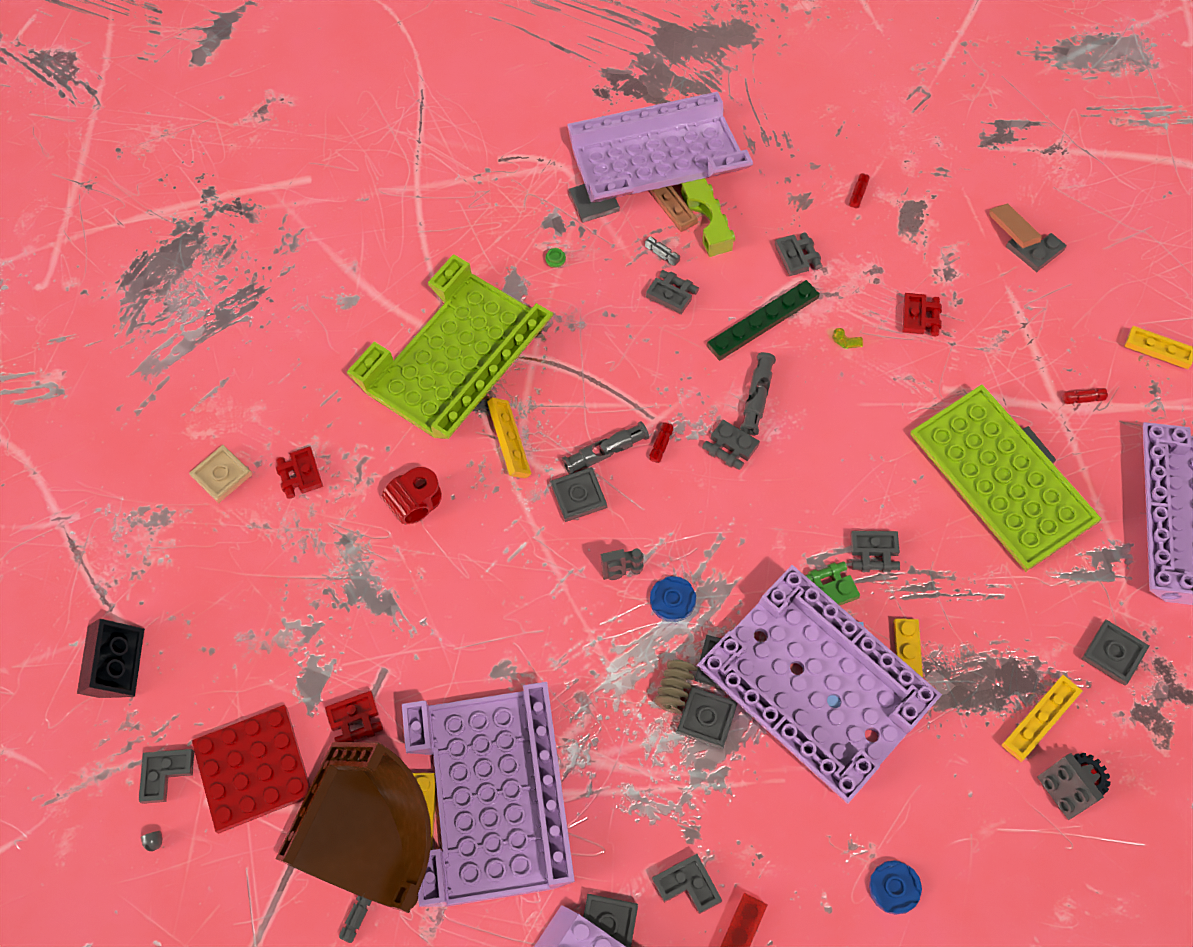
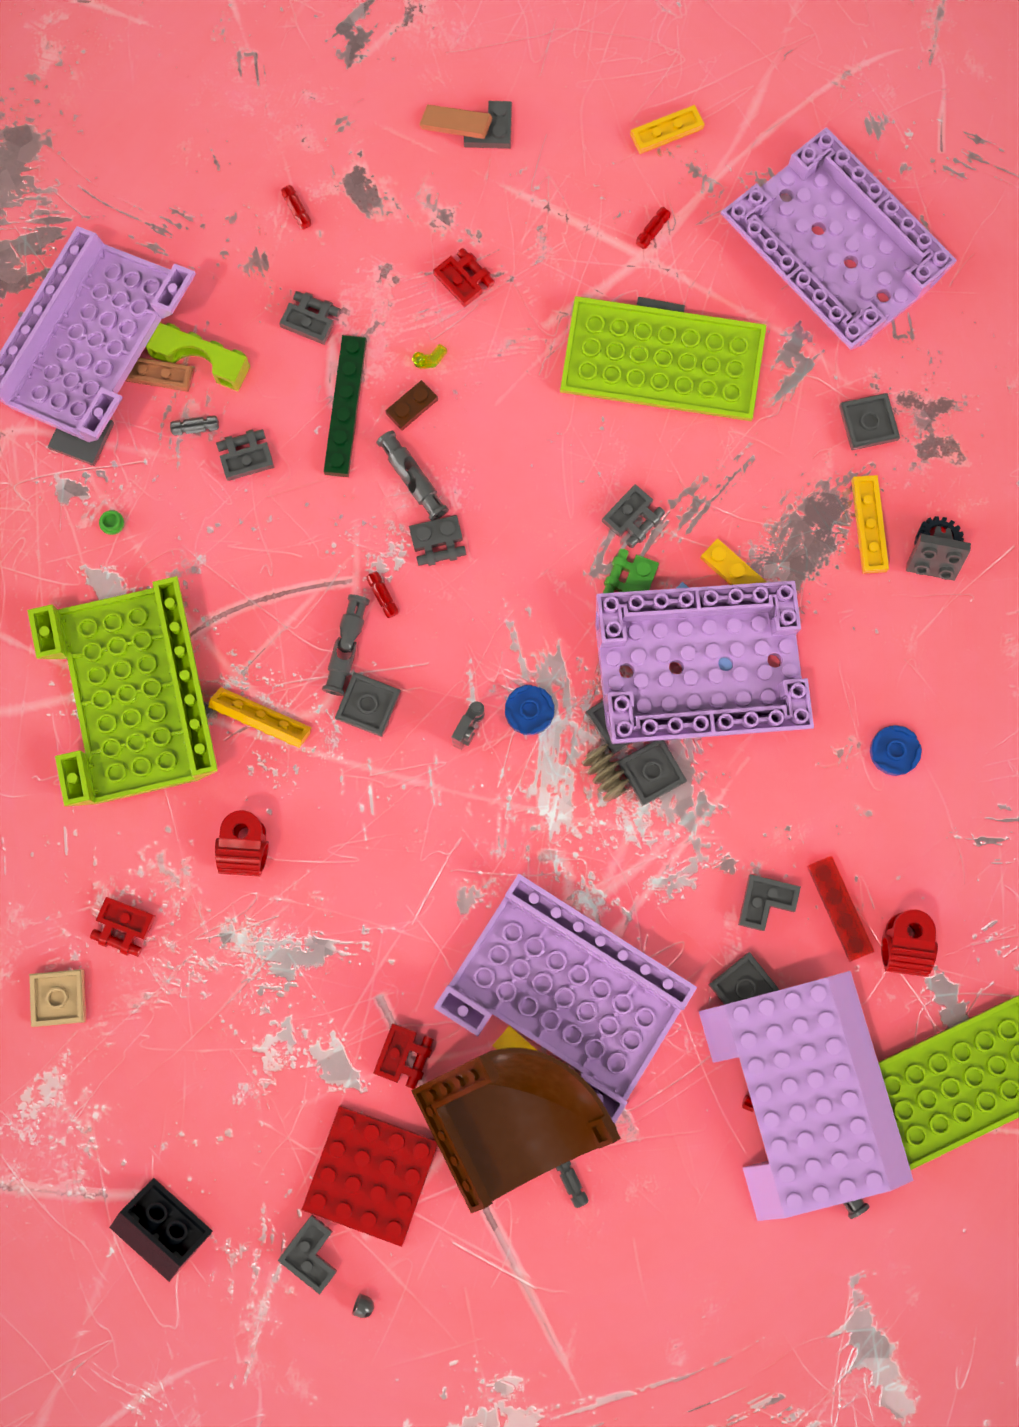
camera: 55 degrees left, 15 degrees up
(804, 356) = (411, 405): none -> reddish brown plate

